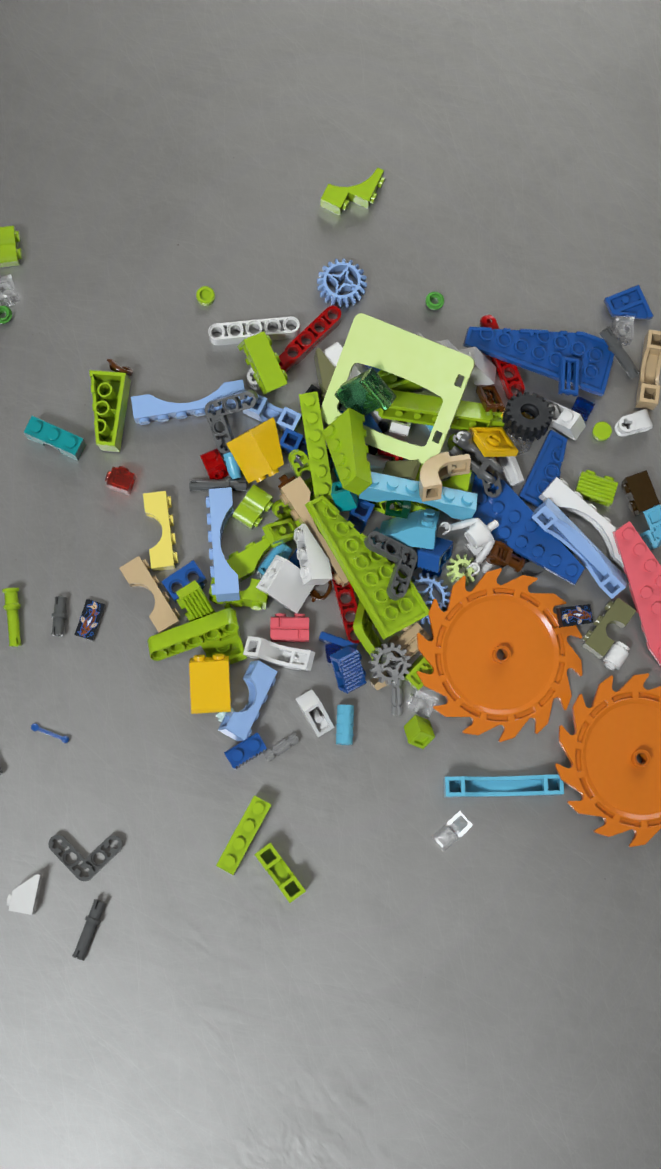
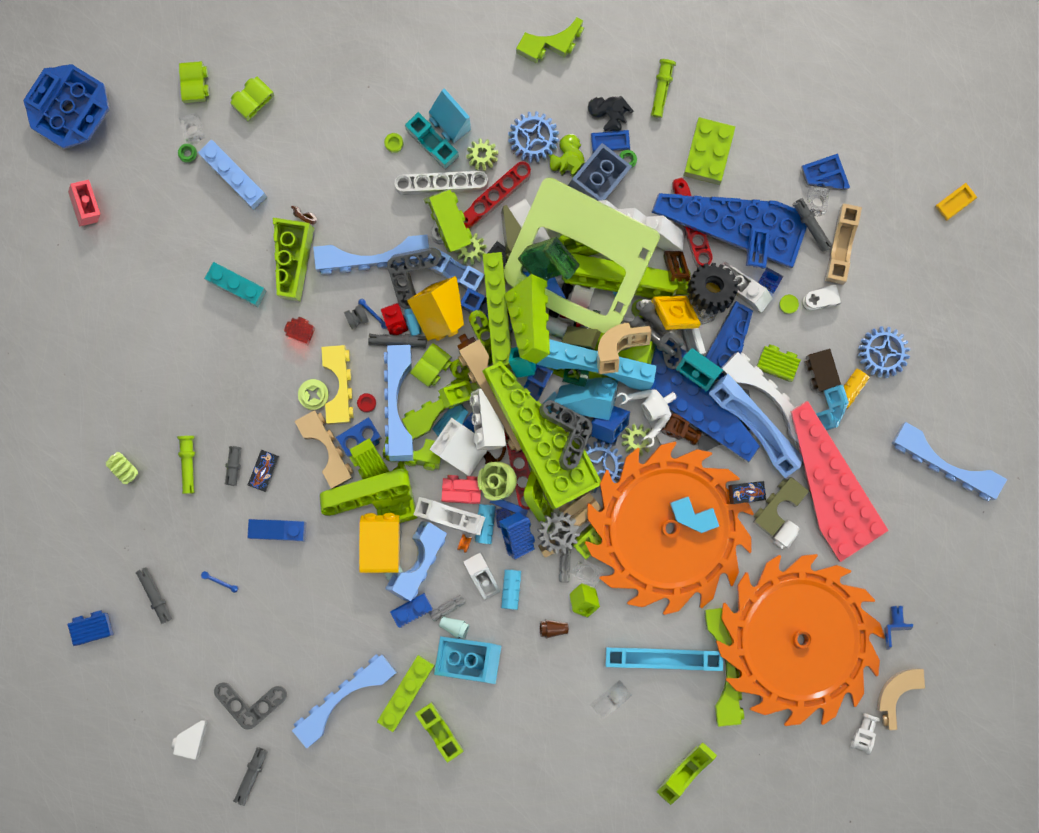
camera: 10 degrees right, 5 degrees up
(37, 322) = (232, 174): none -> light blue arch
(64, 259) = (251, 98): none -> lime brick
(106, 678) = (277, 530): none -> blue slope
(135, 533) = (312, 385): none -> yellowish green gear
(151, 874) = (313, 726): none -> light blue arch
(176, 463) = (356, 316): none -> dark grey wheel
(181, 450) = (363, 303): none -> blue hinge
(190, 547) = (366, 403): none -> red tile
(250, 298) = (435, 145): none -> teal arch
(259, 265) = (449, 117): none -> medium azure slope
(292, 766) = (454, 626): none -> light aqua cone
(293, 295) = (474, 154): none -> yellowish green gear
(293, 394) = (473, 255): none -> yellowish green gear
(295, 681) = (464, 543): none -> orange bush
(305, 798) = (467, 660): none -> medium azure slope
(316, 672) = (488, 512): none -> medium azure axle
(325, 615) = (497, 480): none -> yellowish green cylinder
(380, 303) = (572, 159): none -> lime animal
(387, 762) = (552, 628): none -> reddish brown cone
(411, 310) = (600, 174): none -> sand blue brick
(416, 284) = (613, 140): none -> blue tile
(417, 252) = (613, 107): none -> black animal
(465, 224) = (663, 78): none -> lime pin
(514, 288) = (709, 151): none -> lime brick
(515, 640) = (685, 515): none -> medium azure tile
(520, 495) = (699, 369): none -> teal brick
(533, 900) = (685, 773): none -> lime arch
(570, 832) = (727, 708): none -> lime arch

